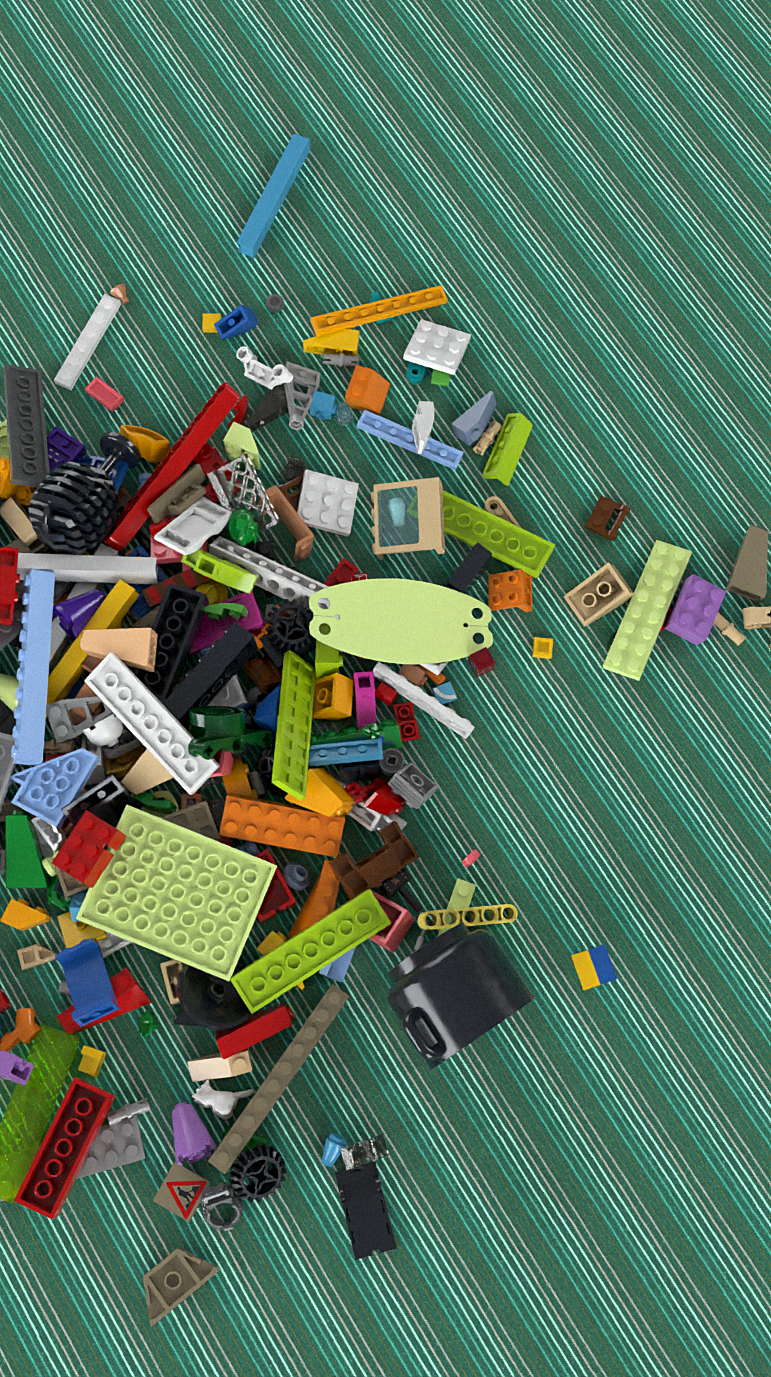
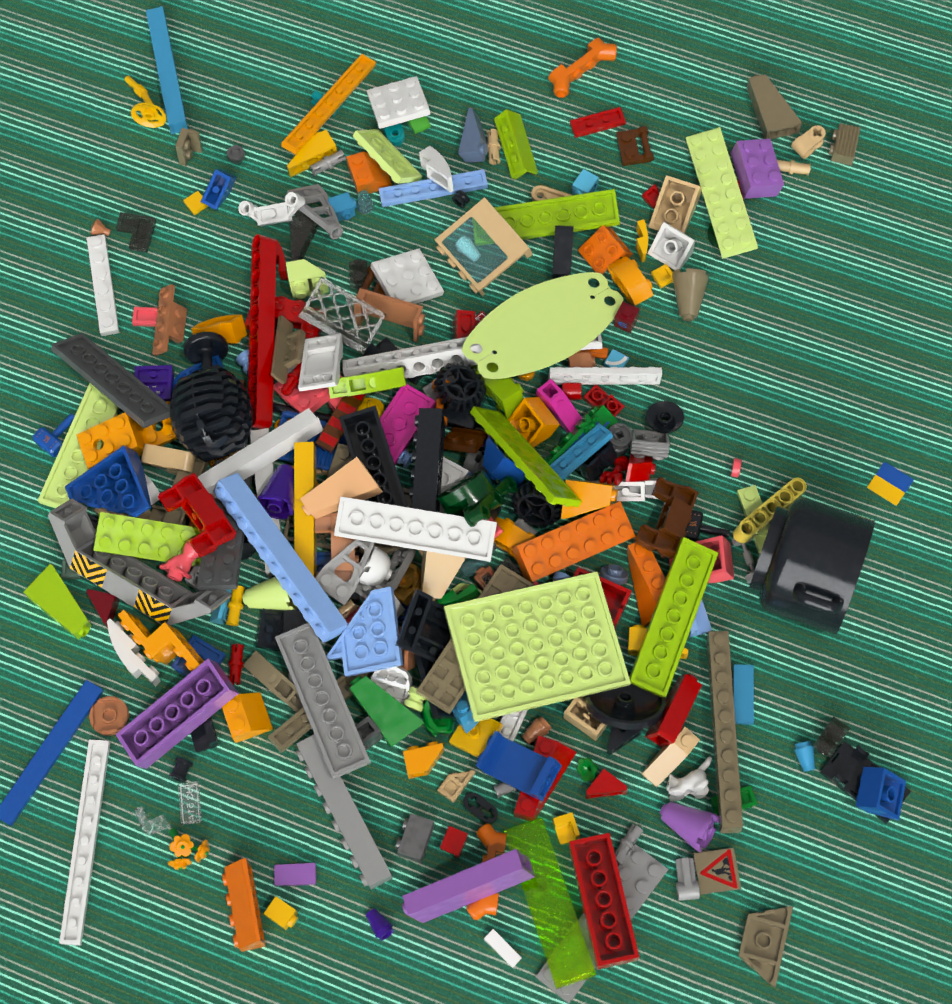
camera: 30 degrees left, 5 degrees down
(34, 992) = (483, 805): none -> black beam
(84, 850) = (443, 658): red piece -> none
(113, 408) = (169, 321): none -> nougat bracket
(133, 960) = (538, 728): none -> nougat cone
(149, 1183) = (687, 885): none -> light grey piece
(150, 1048) = (605, 786): none -> red slope
(152, 314) = (140, 227): none -> clear smoke plate
(216, 1195) = (746, 852): dark grey piece -> none
(221, 611) = (392, 415): bright green slope -> none
(231, 220) = (147, 109): none -> yellow dish
(237, 268) = (187, 143): none -> dark tan bracket
(243, 527) = (359, 338): green hat -> none
(254, 1165) = (773, 820): black gear -> none
(324, 1057) = (743, 694): none -> dark azure tile
(366, 1232) = (880, 792): none -> blue slope
(391, 387) = (387, 156): none -> yellowish green plate
(424, 464) = (460, 199): none -> black bush
(445, 763) = (665, 411): none -> black dish
(509, 633) = (630, 280): none -> light orange brick
(537, 523) = (585, 183): none -> medium azure brick
(546, 607) = (642, 241): none -> yellow slope
(550, 678) = (689, 291): none -> dark tan cone
(567, 628) = (672, 247): none -> white slope
(587, 570) = (651, 196): none -> red tile
(592, 476) = (597, 122): none -> red tile
(639, 414) = (562, 77): none -> orange plate

